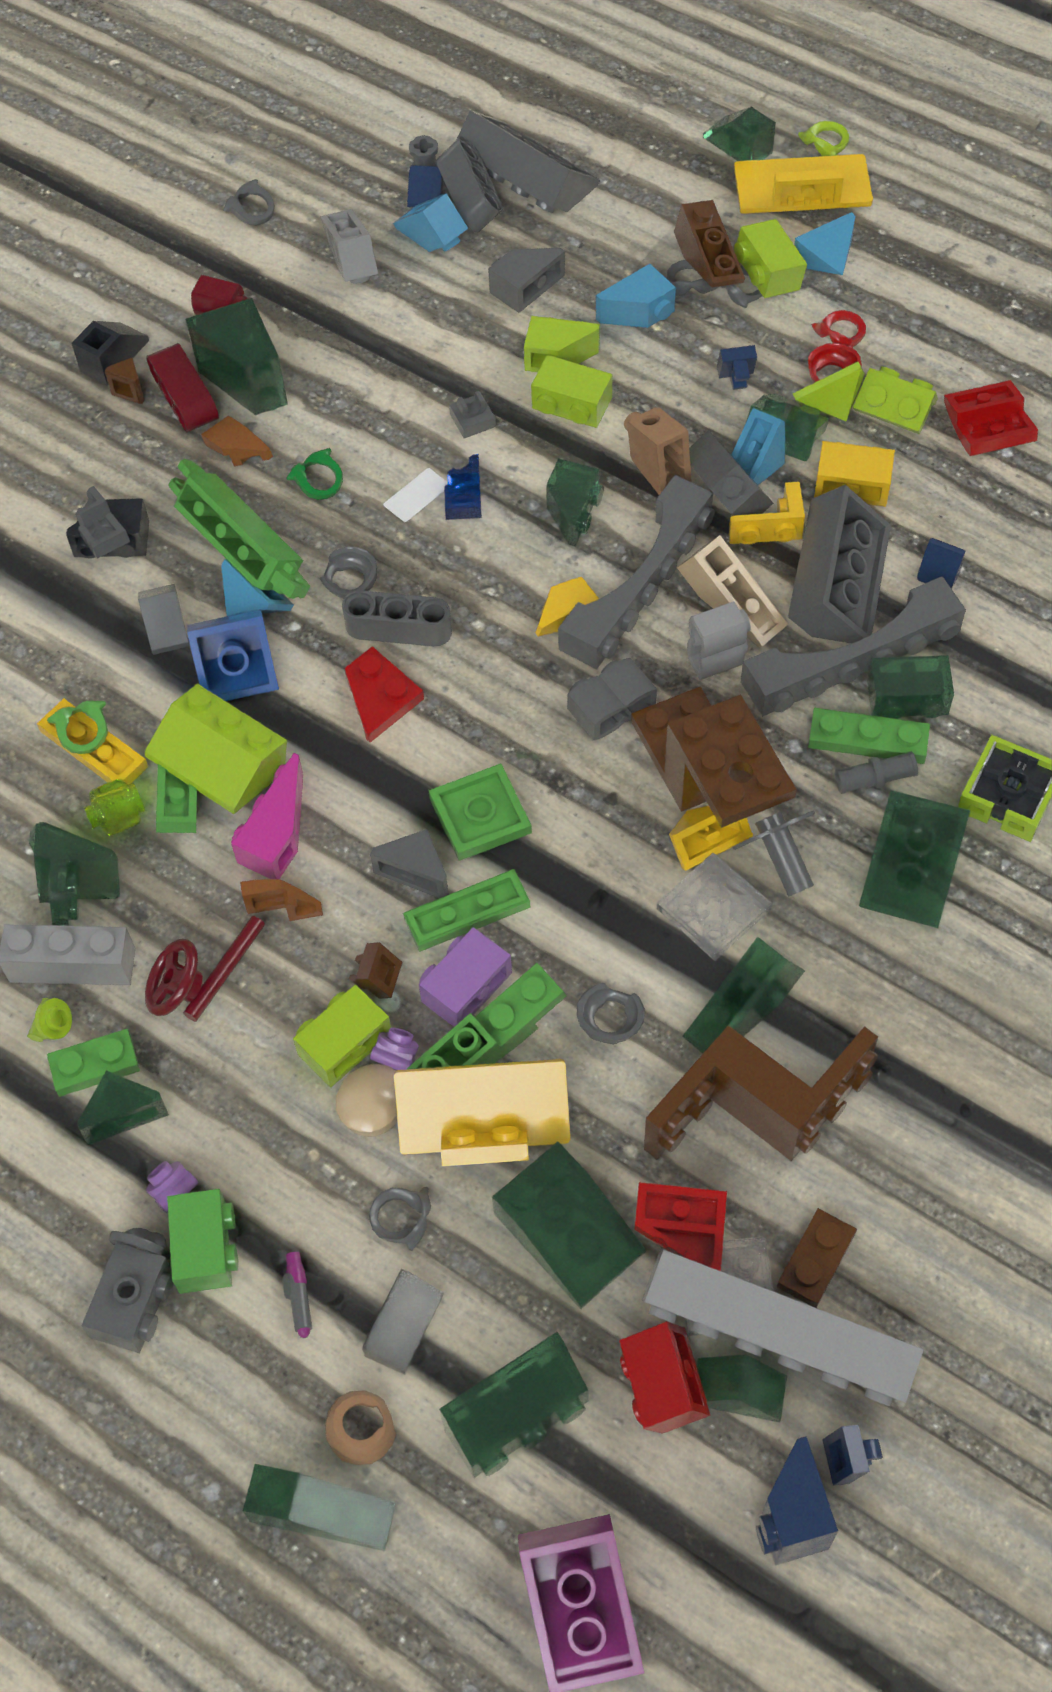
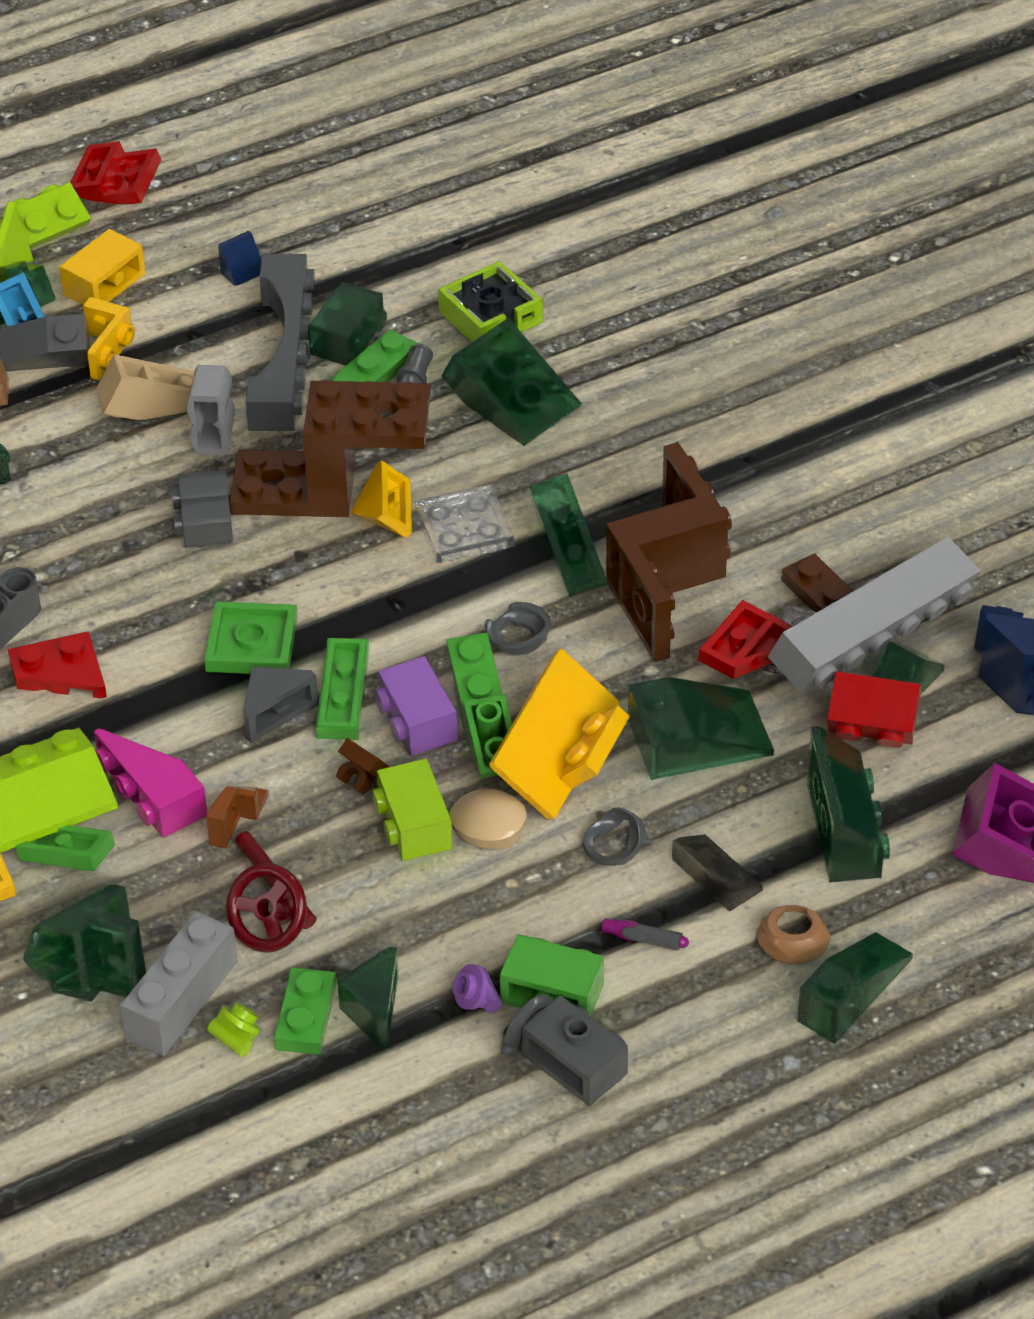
camera: 65 degrees left, 15 degrees down
(114, 807) = (36, 892): clear neon green head -> none
(395, 1049) = (454, 781): medium lavender plate -> none
(560, 603) = (76, 504): yellow slope -> none
(594, 629) = (49, 392): dark grey arch -> none
(783, 851) = (446, 454): dark grey piece -> none
(839, 568) = (190, 318): dark grey slope -> none

